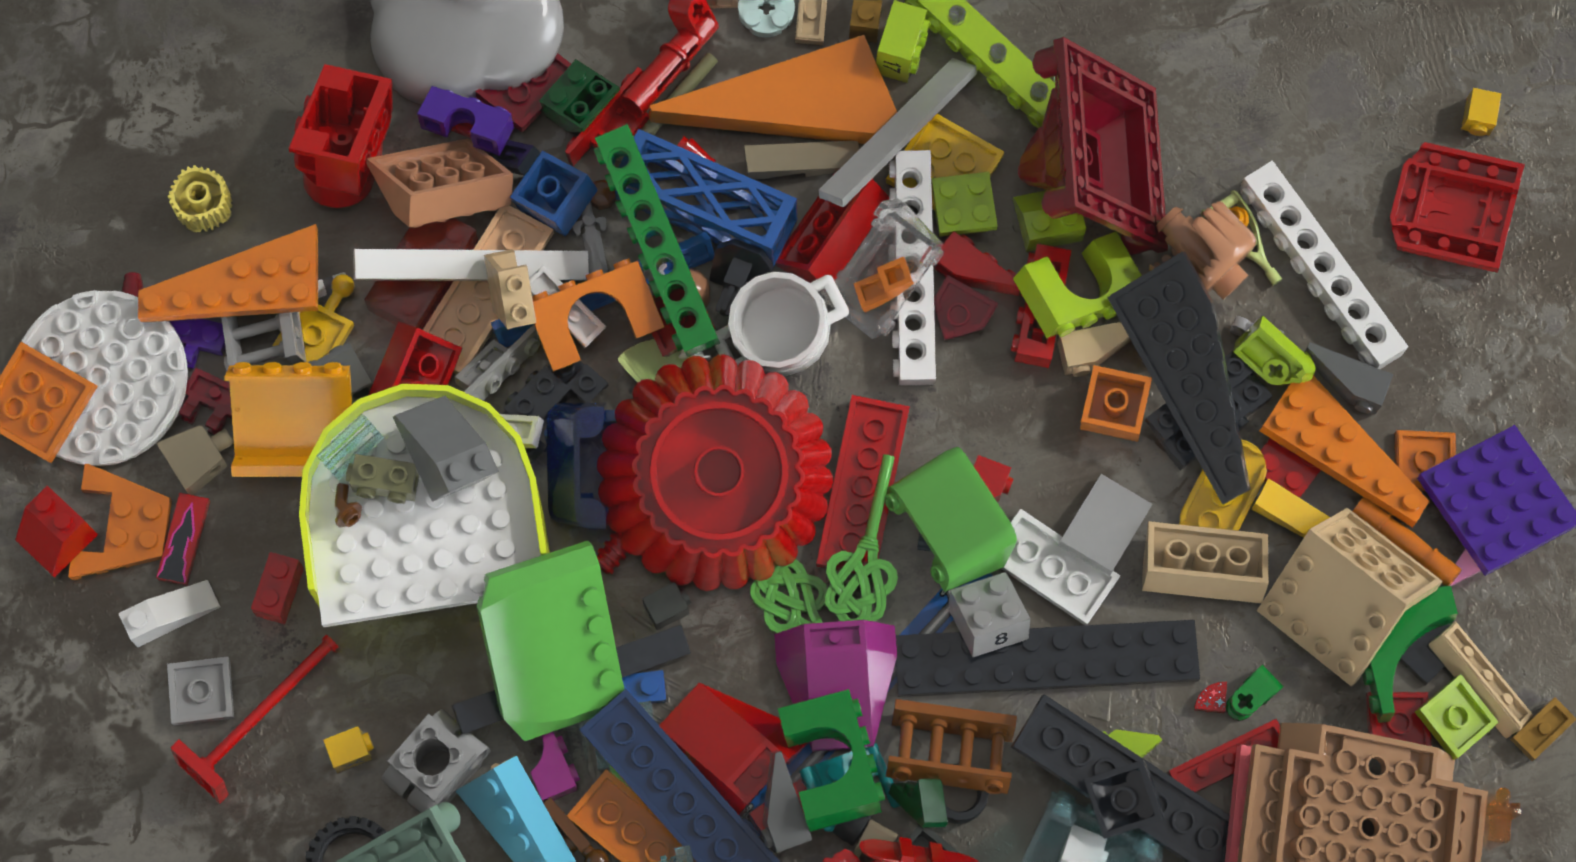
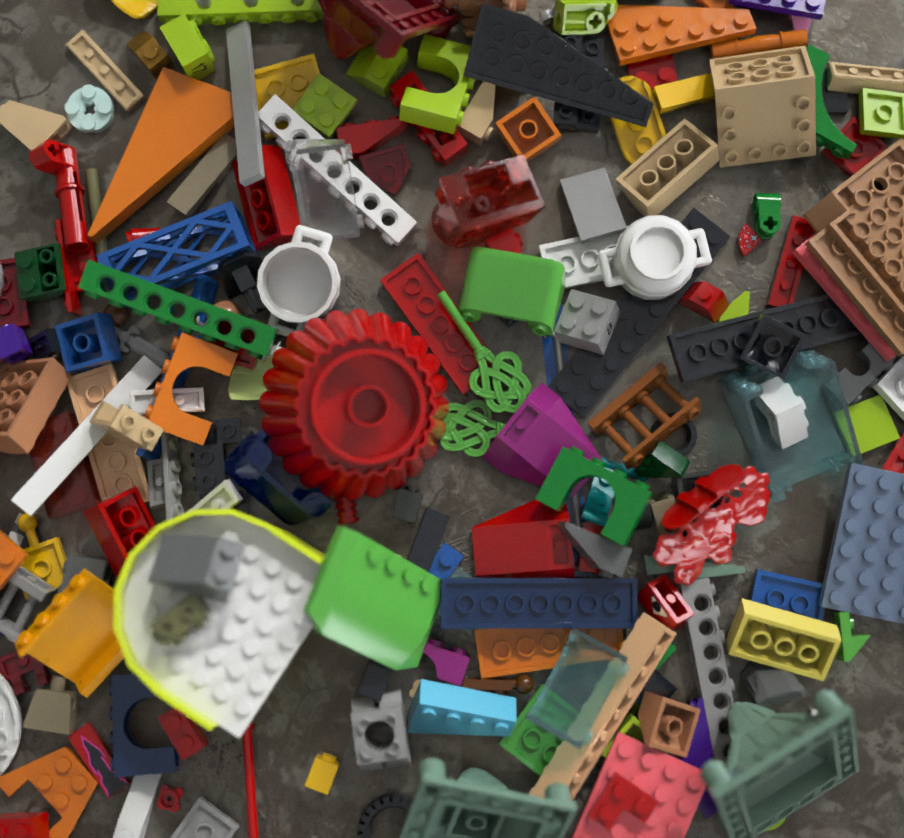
camera: 45 degrees left, 10 degrees up
(194, 630) = (164, 803): none -> red plate
(210, 562) = (130, 756): none -> dark blue arch
(342, 438) = (131, 622): clear light blue tile -> none
(347, 513) = (182, 662): reddish brown plate -> none
(885, 285) = (333, 198): orange slope -> none
(1011, 421) = (485, 202): none -> clear red brick
(1107, 620) = (654, 257): none -> white piece
(1113, 707) = (705, 300): none -> red slope

